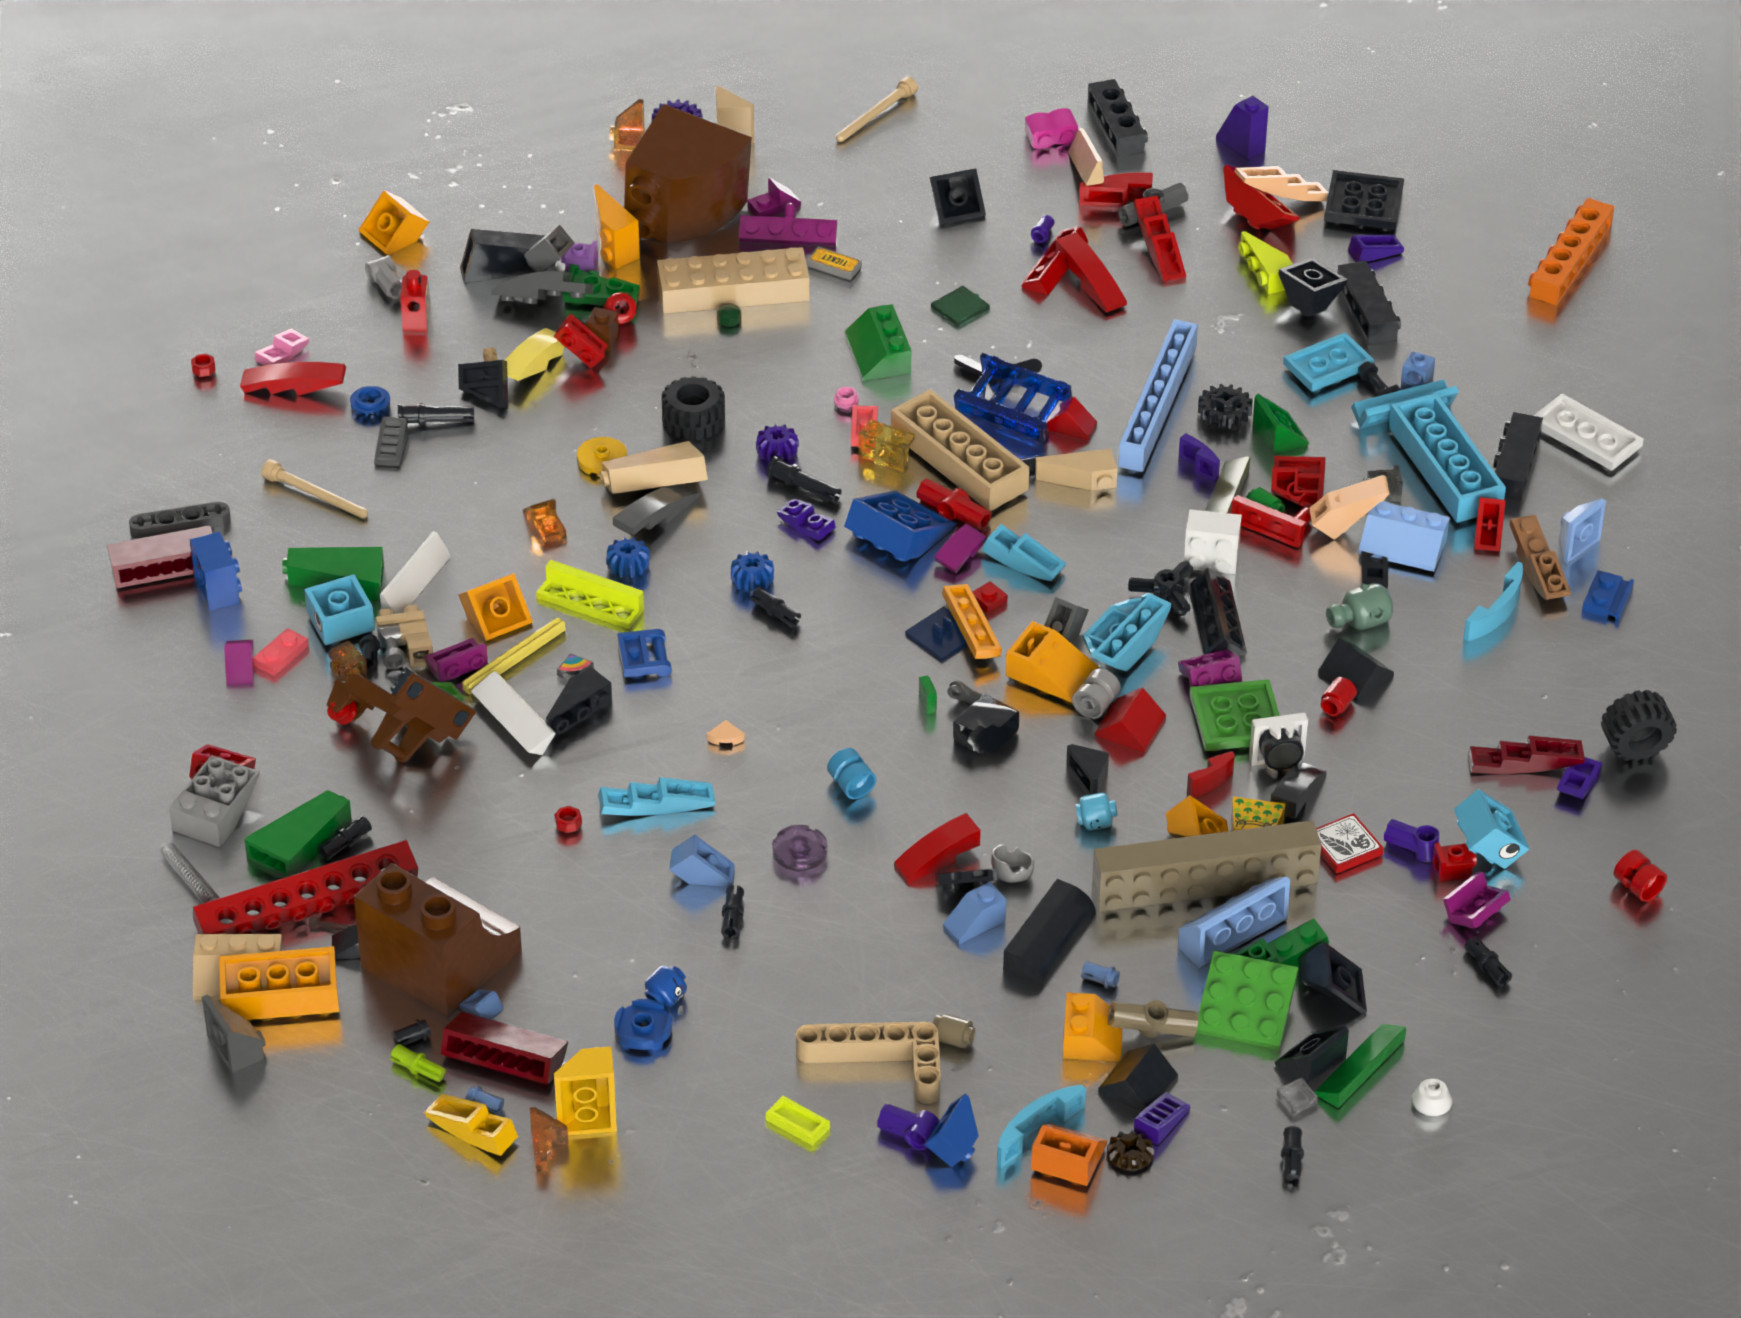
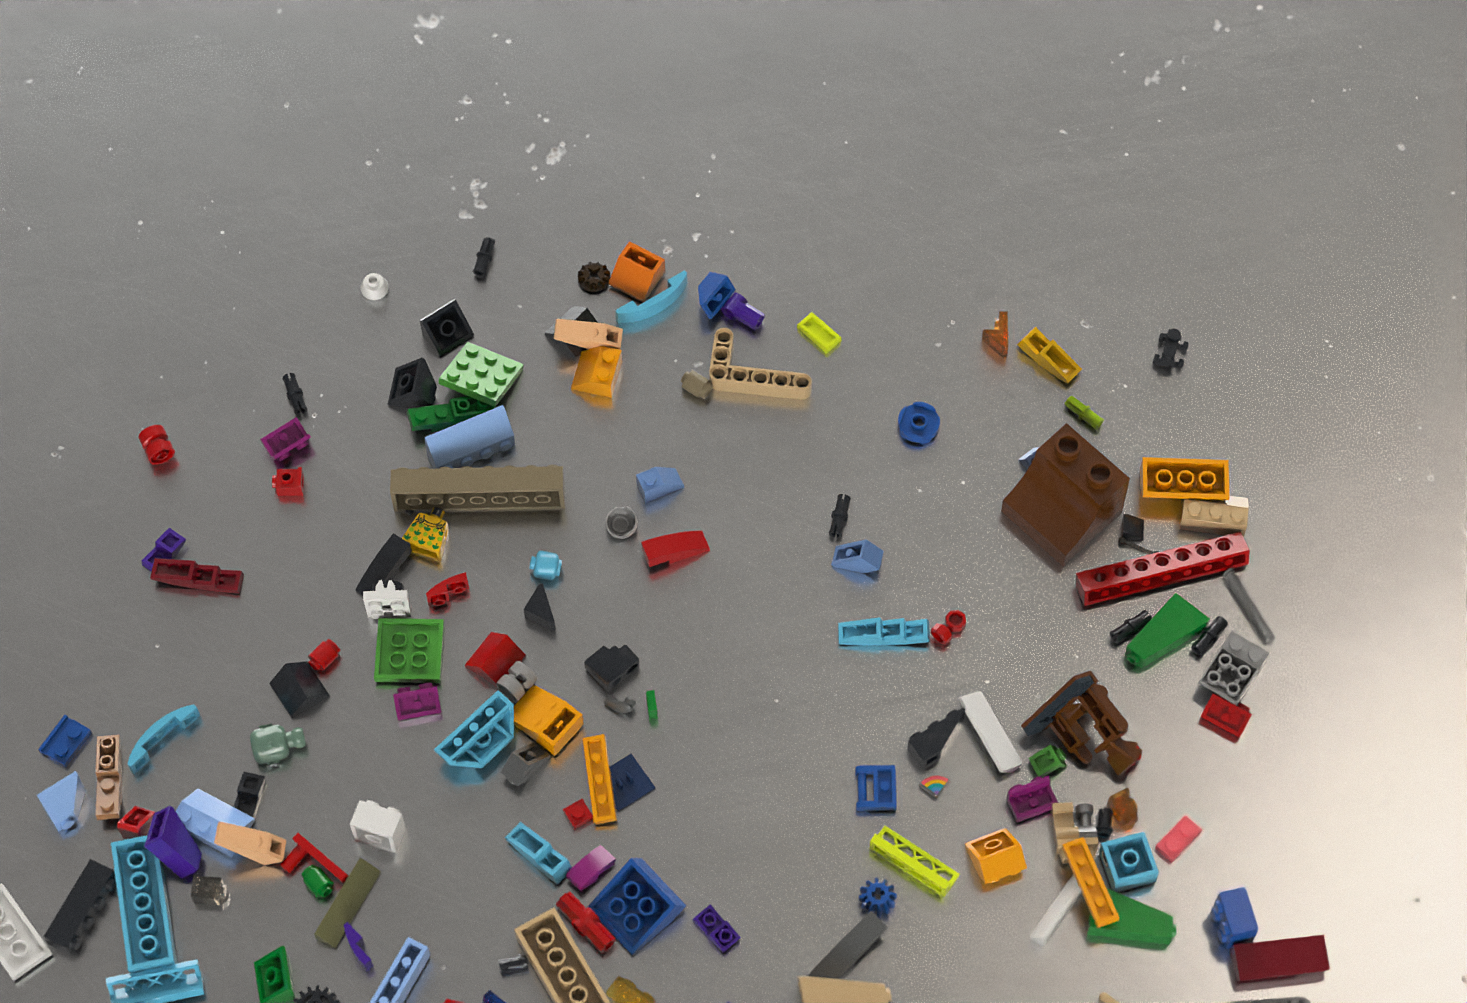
camera: 170 degrees left, 20 degrees up
(232, 1035) = (1218, 441): dark grey slope -> none
(237, 846) = (1209, 635): none -> black pin
(239, 662) = (1213, 832): magenta slope -> none
(298, 1147) = (1171, 345): none -> black piece
(383, 572) = (1090, 882): none -> light orange plate
(412, 1033) = (1092, 436): black pin -> none
(493, 1103) = (1038, 373): medium blue pin -> none
(503, 1047) = (1020, 412): dark red brick -> none
(516, 653) = (982, 804): light yellow axle -> none
(545, 521) = (945, 962): clear orange slope -> none
(584, 801) = (941, 633): none -> red tile
(587, 1092) = (967, 340): yellow slope -> none
(666, 985) = (899, 448): blue head -> none
(725, 733) = (820, 693): light nougat tile -> none
(752, 571) = (772, 871): blue gear -> none
(775, 607) = (759, 823): black pin -> none
(793, 475) = (719, 980): black pin -> none
(799, 848) = (783, 558): clear purple plate -> none
(851, 773) = (728, 628): dark azure wheel -> none
(976, 877) = (658, 513): black wing -> none
(1049, 933) = (609, 461): black brick -> none
(1080, 470) = (458, 945): tan slope -> none
(1100, 974) = (574, 417): medium blue pin -> none
(1108, 1049) = (588, 334): none -> light nougat slope
(1152, 1019) = (552, 365): dark tan piece -> none
(1157, 1132) = (566, 288): dark purple slope -> none
(1166, 585) = (428, 787): black bush -> none
(1193, 819) = (471, 533): light orange slope -> none
(1217, 613) = (397, 759): black fence -> none
(1297, 1096) = (467, 302): clear tile -> none
(1299, 479) = (278, 909): red slope -> none
(1347, 843) = (363, 516): tile -> none
(1361, 1064) = (408, 324): green slope -> none
(1418, 840) = (313, 506): dark purple piece -> none
(1438, 492) = (173, 843): none -> dark purple slope
(1491, 829) = (253, 489): medium azure brick -> none
(1638, 725) = (103, 570): black tyre -> none

